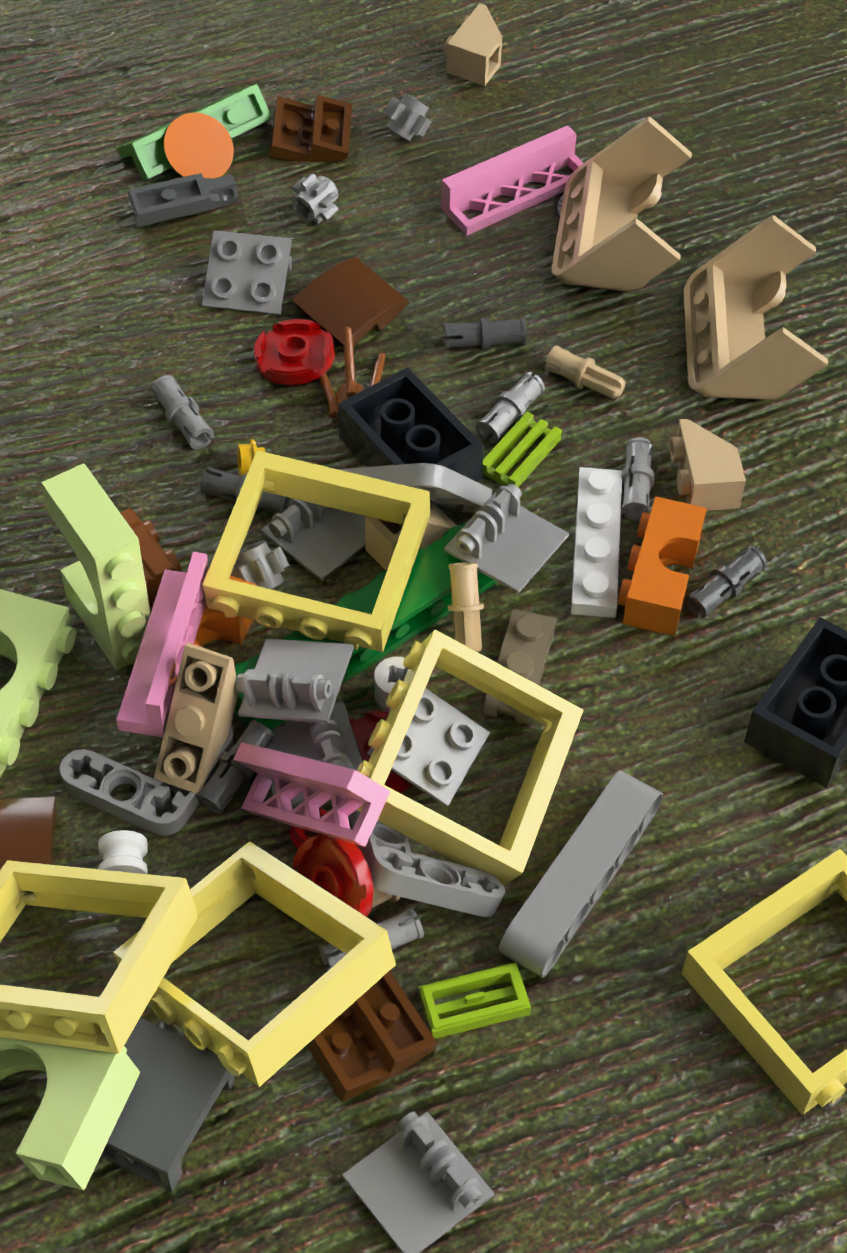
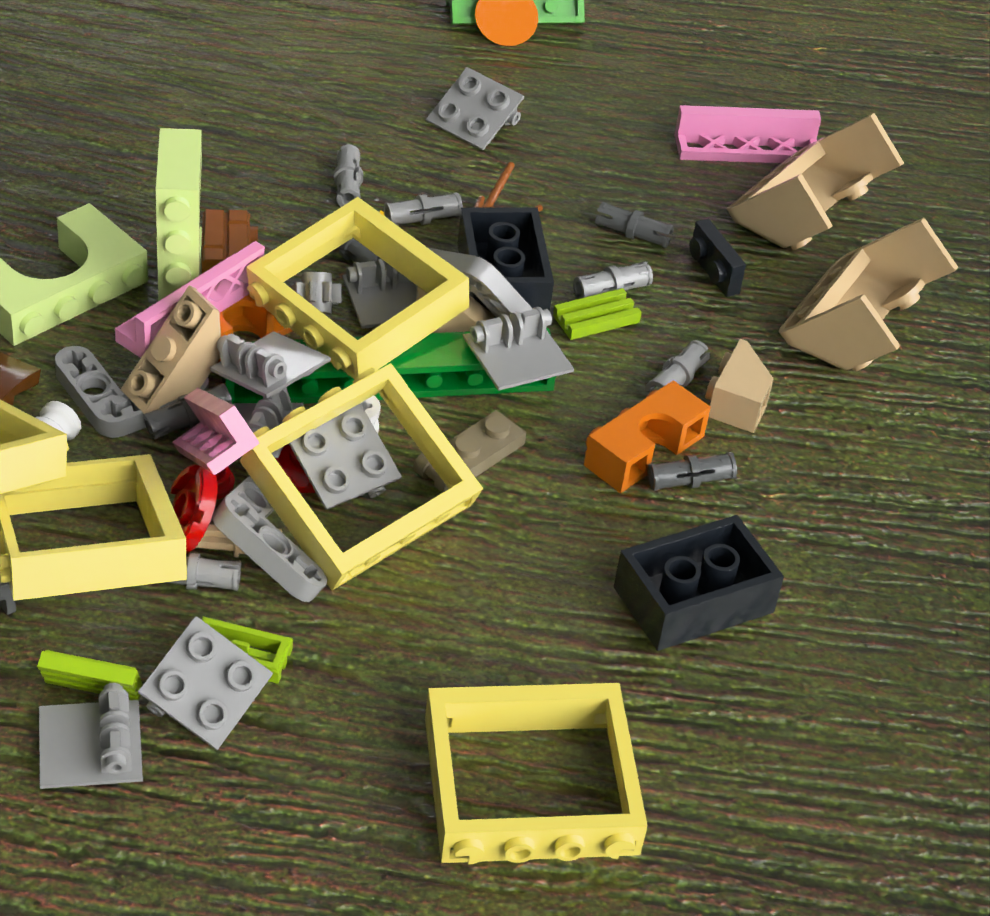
camera: 25 degrees right, 10 degrees down
(181, 197) = (466, 42): dark grey hinge -> none
(281, 414) = (445, 205): none -> light grey pin
(294, 352) = (467, 174): red tile -> none
(310, 131) = (608, 42): reddish brown slope -> none
(315, 198) = (569, 82): light grey gear -> none
(352, 298) = (542, 159): reddish brown slope -> none
(370, 1114) = (87, 673): none -> lime tile
(372, 1040) = (135, 624): reddish brown slope -> none
(407, 116) = (692, 59): light grey gear -> none
(466, 604) = (452, 385): tan axle -> none
(474, 48) = (789, 37): tan slope -> none
(483, 1061) = (205, 683): none -> light grey hinge
(580, 874) = (395, 604): light grey beam -> none
(584, 372) = (695, 283): tan axle -> none
(586, 334) = (717, 257): none -> black plate
(597, 543) = (605, 399): white plate -> none

